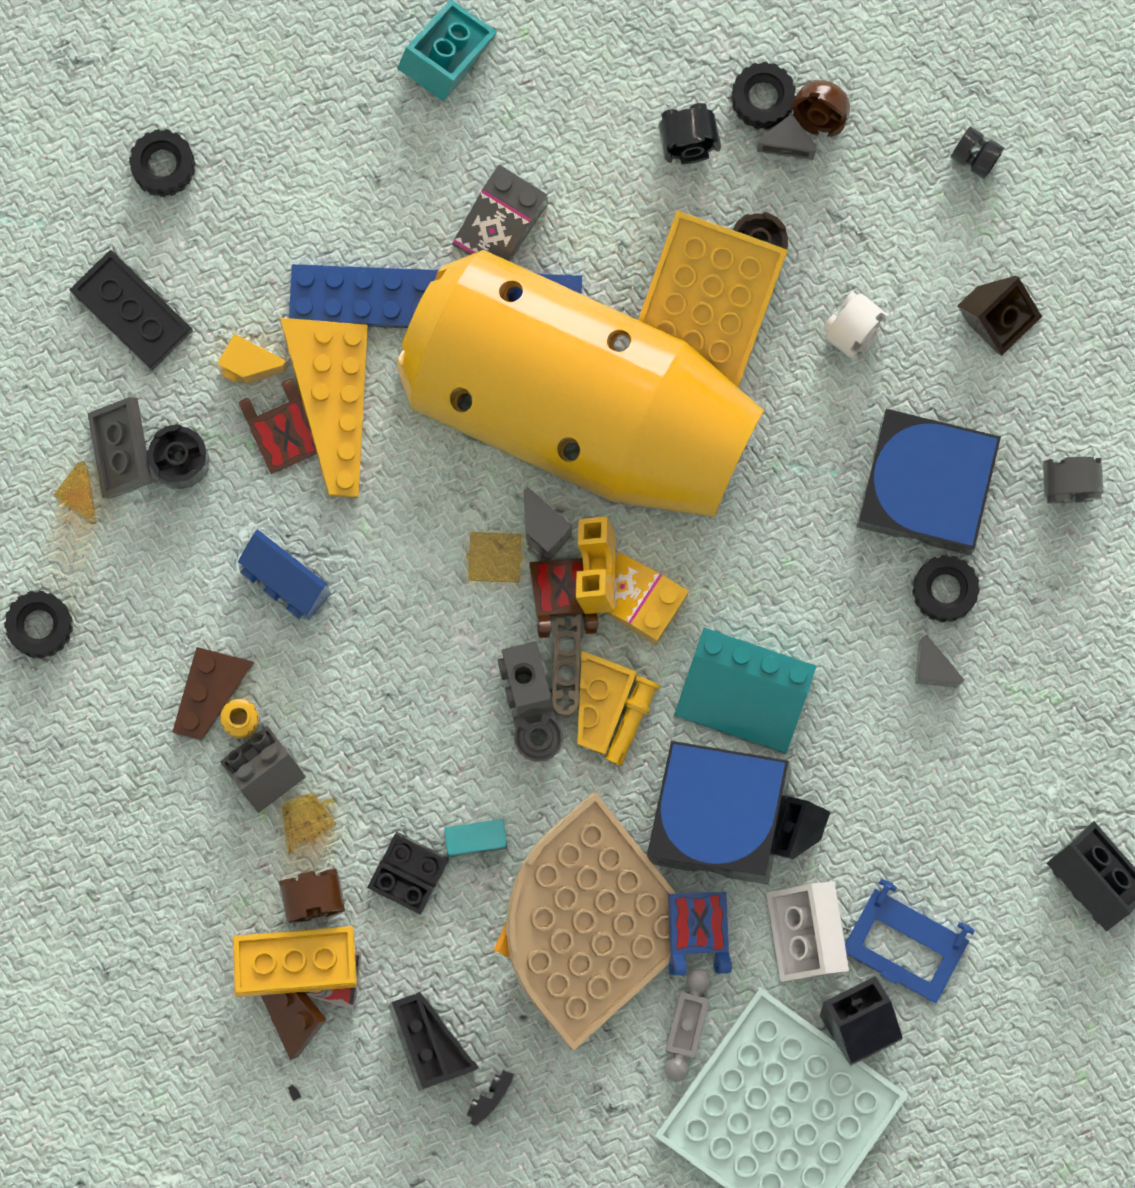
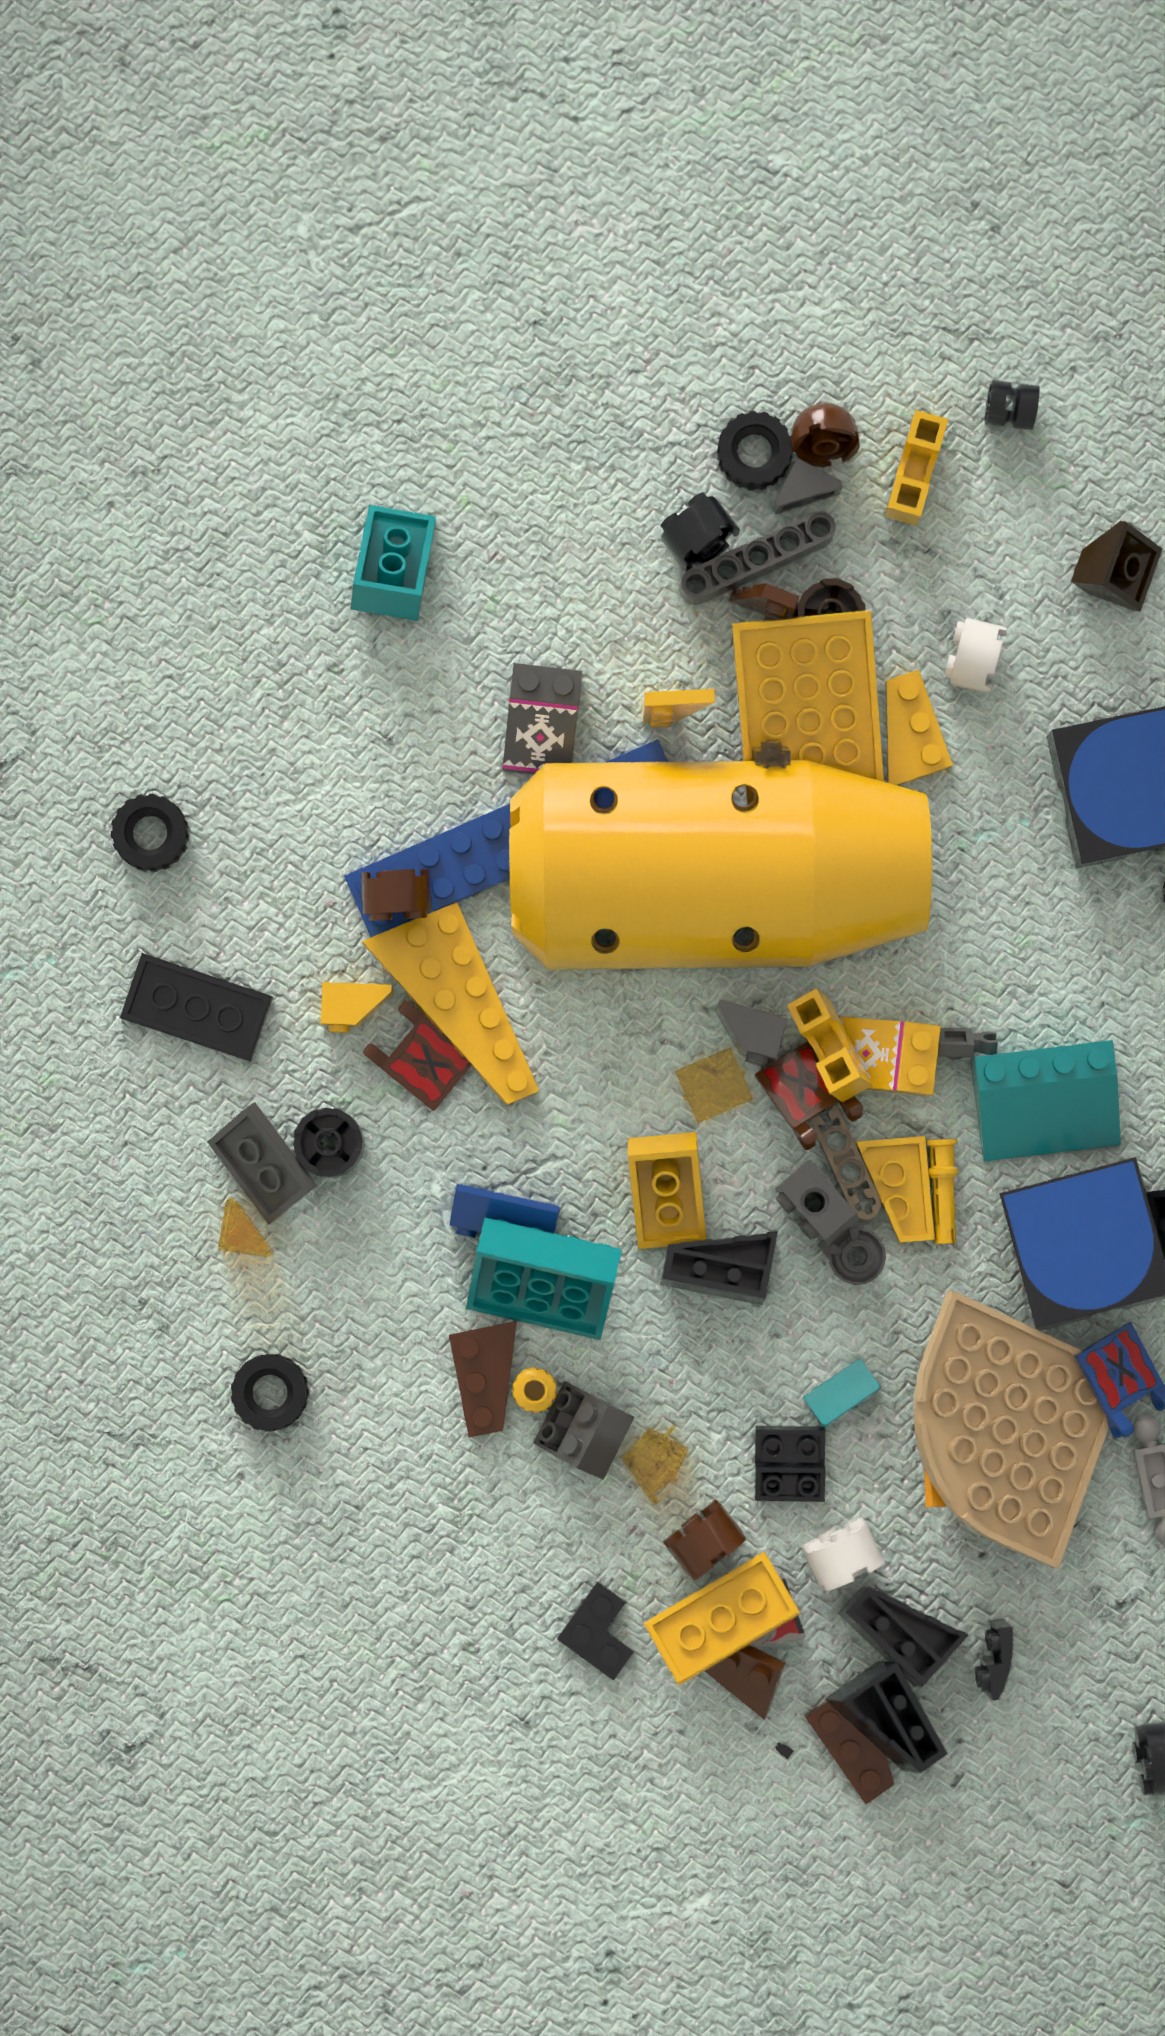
camera: 25 degrees left, 5 degrees up
(188, 929) = (588, 1633): none -> black plate
(287, 636) = (543, 1278): none -> teal slope
(322, 292) = (396, 893): none -> reddish brown brick
(351, 1109) = (854, 1753): none -> reddish brown wing
(387, 1102) = (890, 1716): none -> black wedge
(412, 959) = (842, 1554): none -> white brick
(417, 617) = (666, 1189): none -> yellow slope
(430, 695) = (722, 1267): none -> black wedge
(601, 251) = (665, 707): none -> yellow wing
(660, 322) = (771, 754): none -> clear smoke plate
(699, 614) = (961, 1043): none -> dark grey plate
(715, 207) = (766, 600): none -> reddish brown wing
(737, 168) = (769, 546): none -> dark grey beam
(780, 363) = (913, 734): none -> yellow wing
(878, 168) = (916, 467): none -> yellow arch

